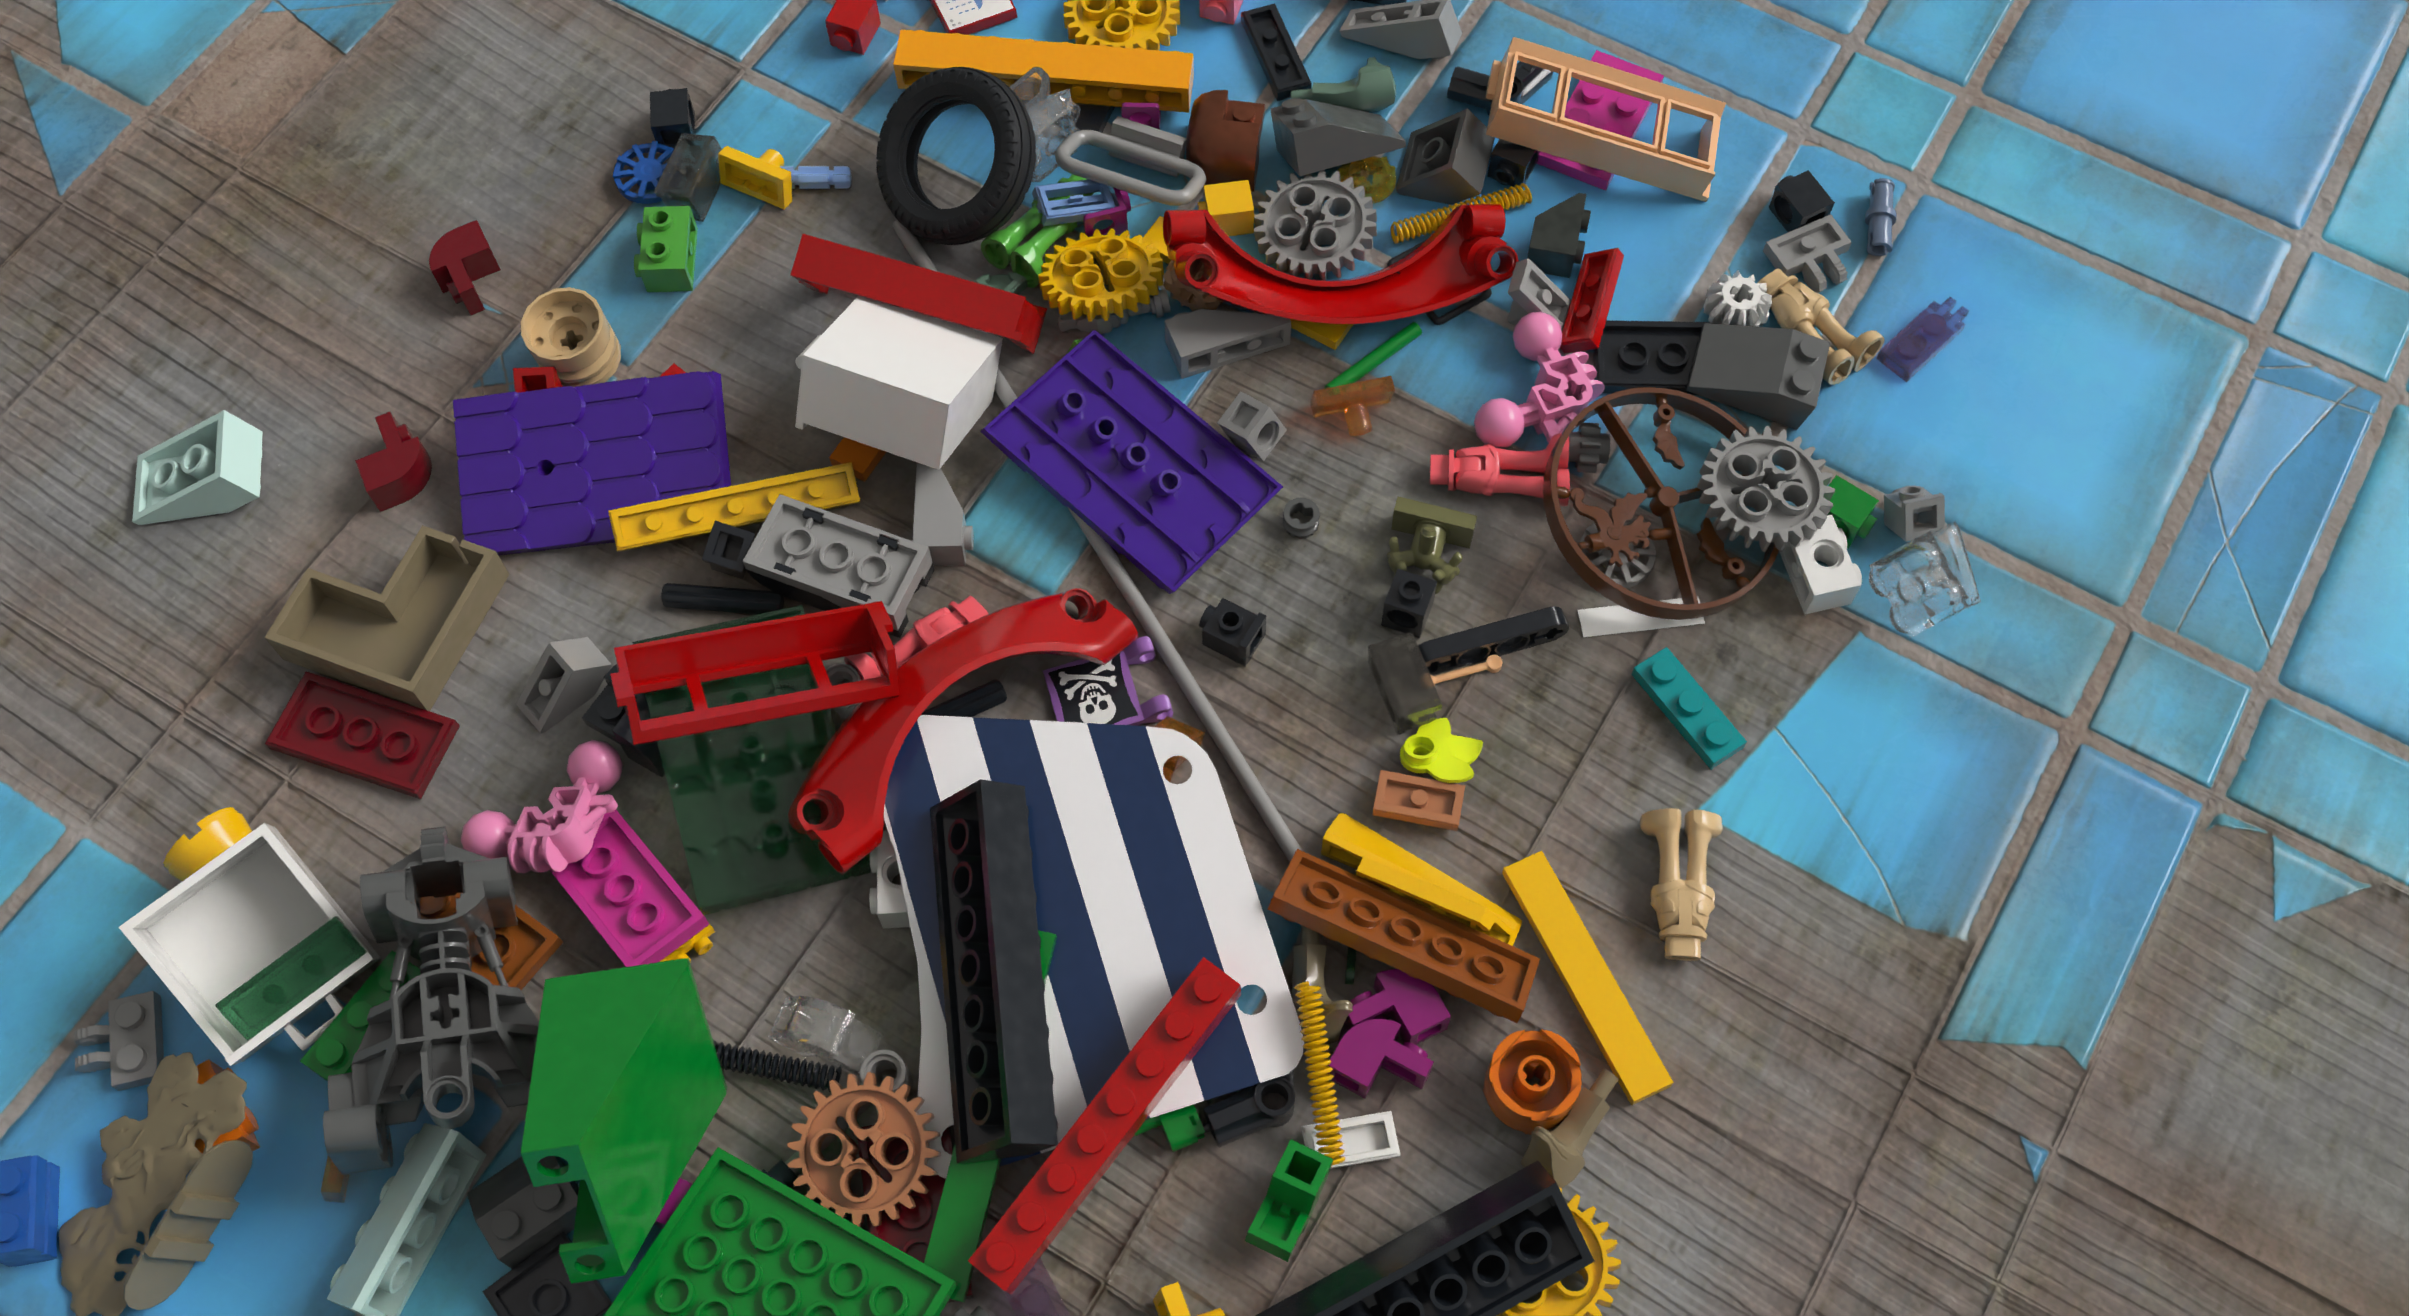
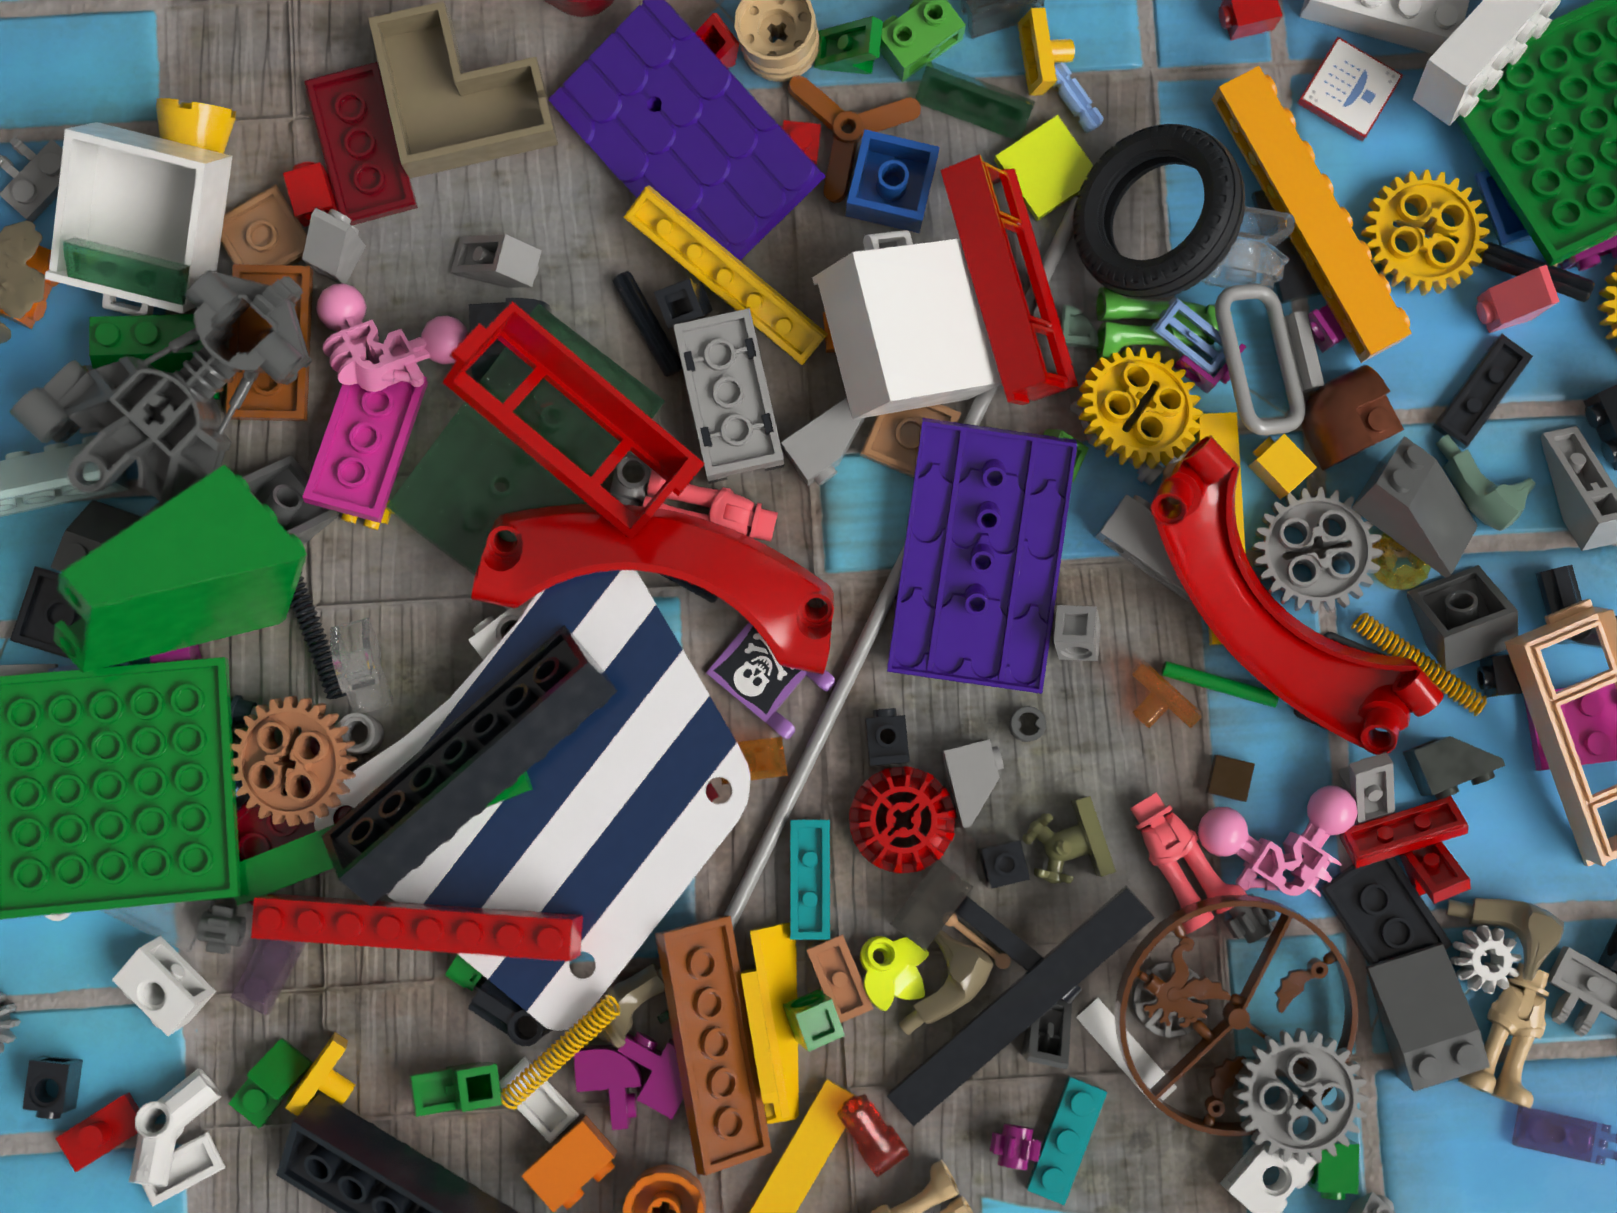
camera: 50 degrees right, 20 degrees up
(358, 853) = (264, 231): none -> medium nougat tile
(367, 799) = (309, 188): none -> red brick
(427, 799) = (332, 245): none -> light grey slope
(630, 299) = (850, 46): none -> green slope
(698, 337) = (844, 143): none -> dark orange piece
(753, 248) = (974, 101): none -> clear green slope
(764, 334) = (892, 181): none -> blue brick
(855, 222) = (1047, 166): none -> neon yellow tile
(981, 467) = (896, 436): none -> medium nougat tile
(1303, 691) = (877, 845): none -> red gear
(1311, 769) = (809, 879): none -> teal plate
(1315, 585) = (971, 777): none -> light grey slope
(1433, 1146) = (570, 1165): none -> orange brick
(1441, 837) = (813, 1020): none -> brick
(1458, 398) = (1230, 778): none -> dark brown tile
(1487, 690) = (966, 976): none -> dark tan animal
(1544, 663) = (1020, 1005): none -> black tile
(1584, 661) = (1049, 1037): none -> dark grey slope
(1588, 856) = (877, 1142): none -> clear red piece
(1640, 293) = (1435, 872): none -> red slope
(1667, 745) = (1015, 1146): none -> magenta gear
(1730, 253) = (1535, 926): none -> dark tan animal

